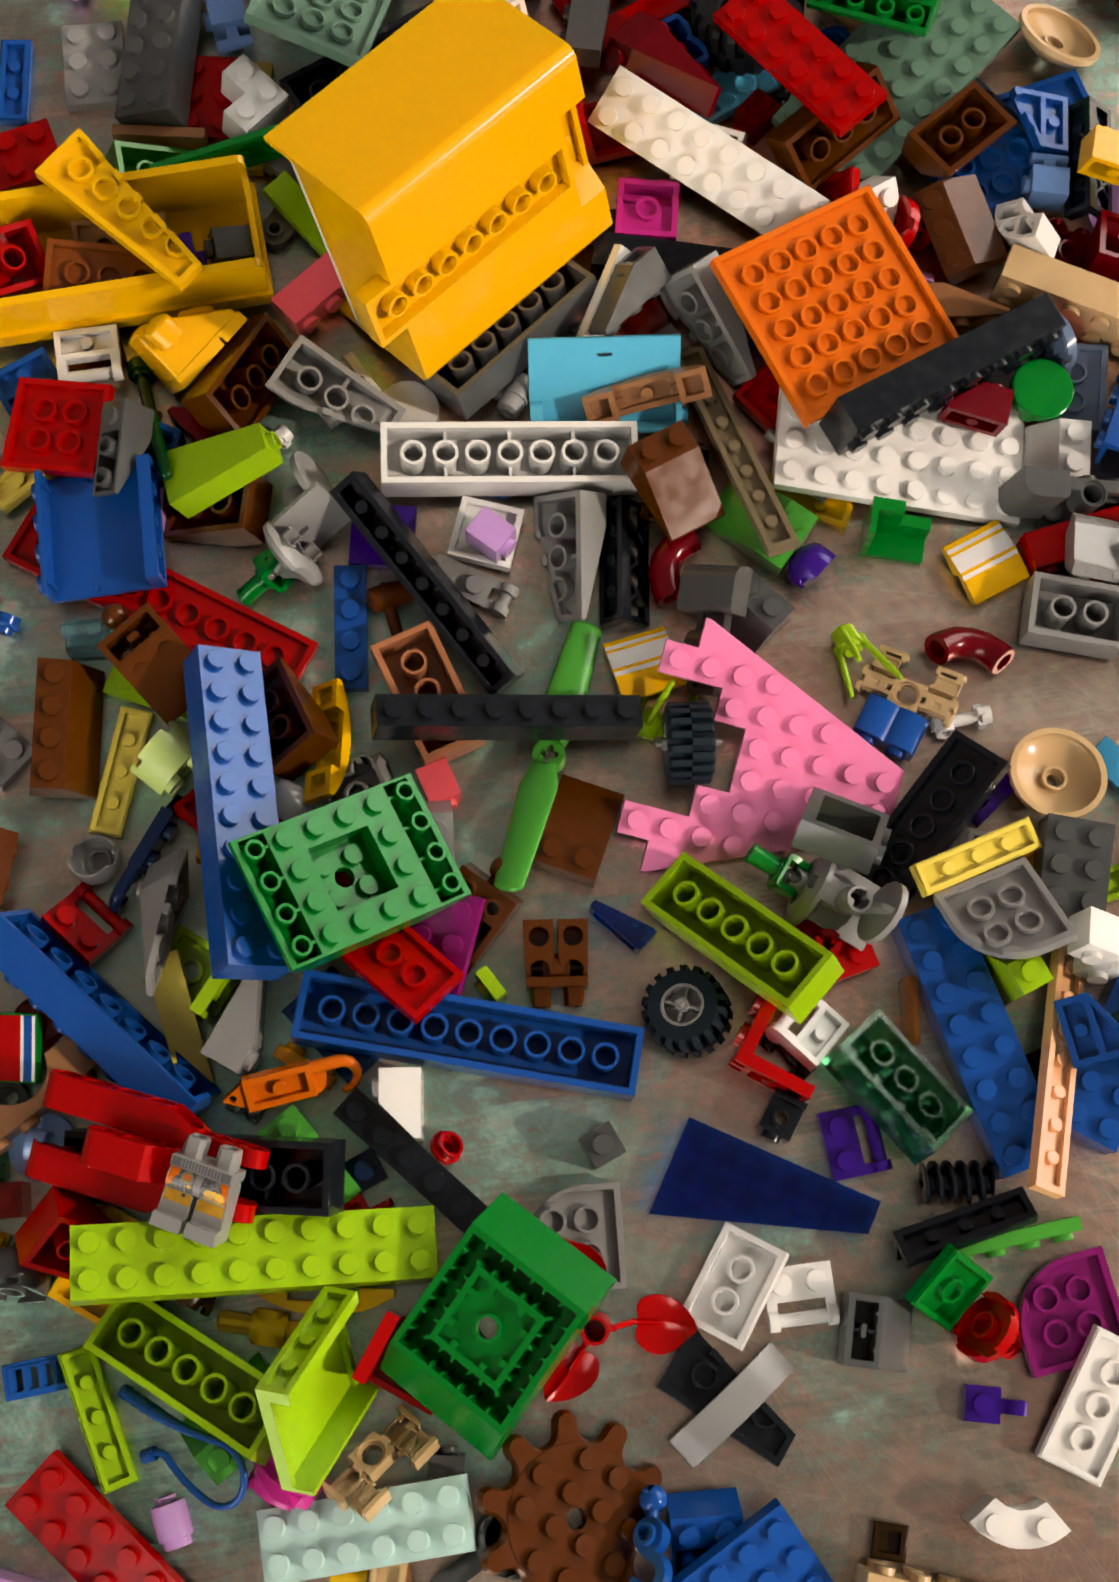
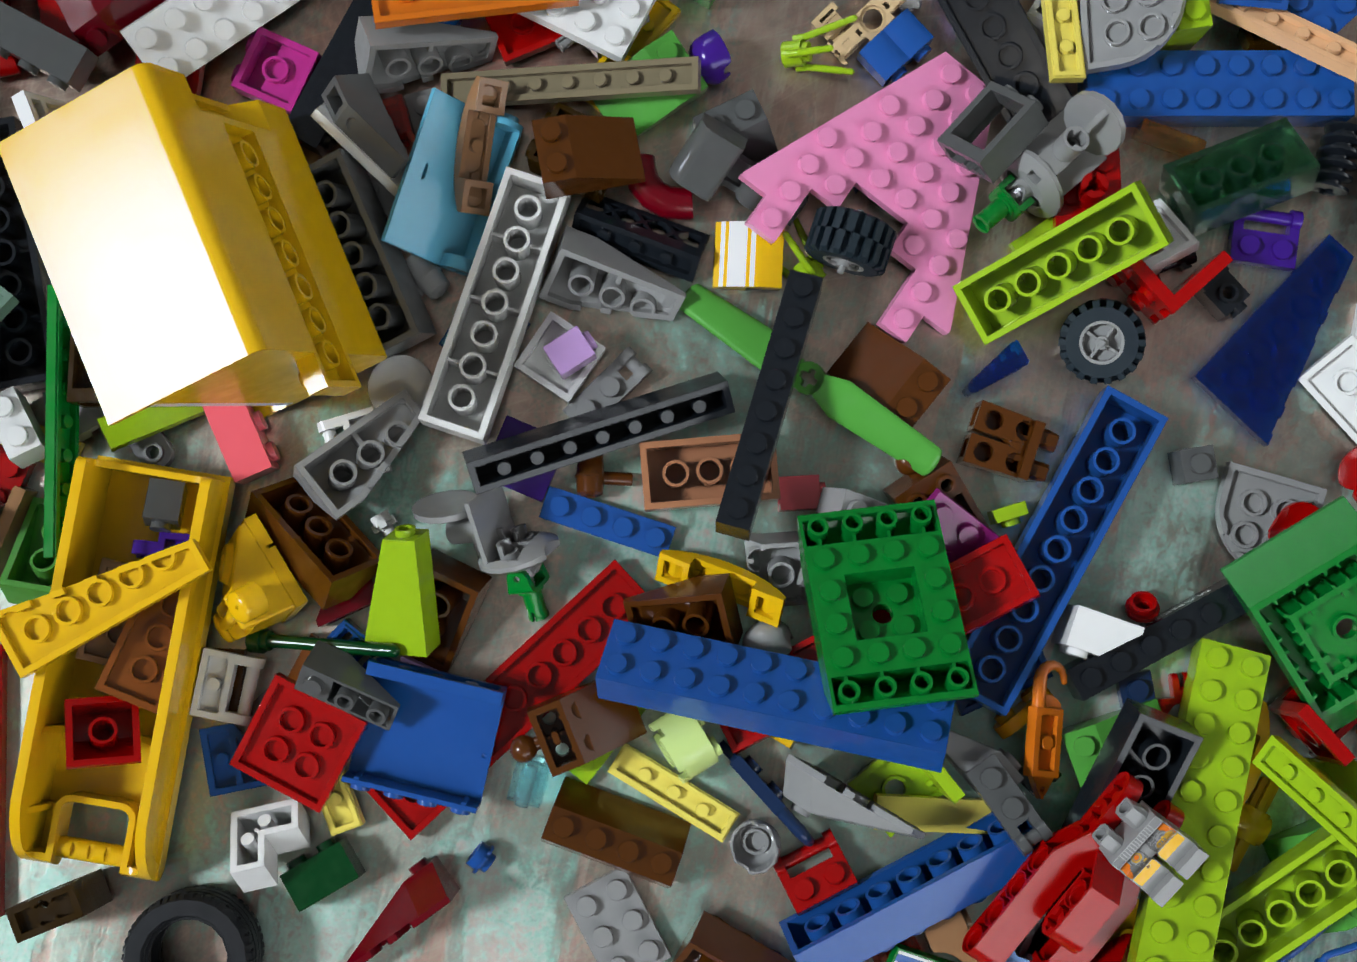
camera: 65 degrees left, 10 degrees up
(205, 1060) = (1008, 803): none -> dark grey plate

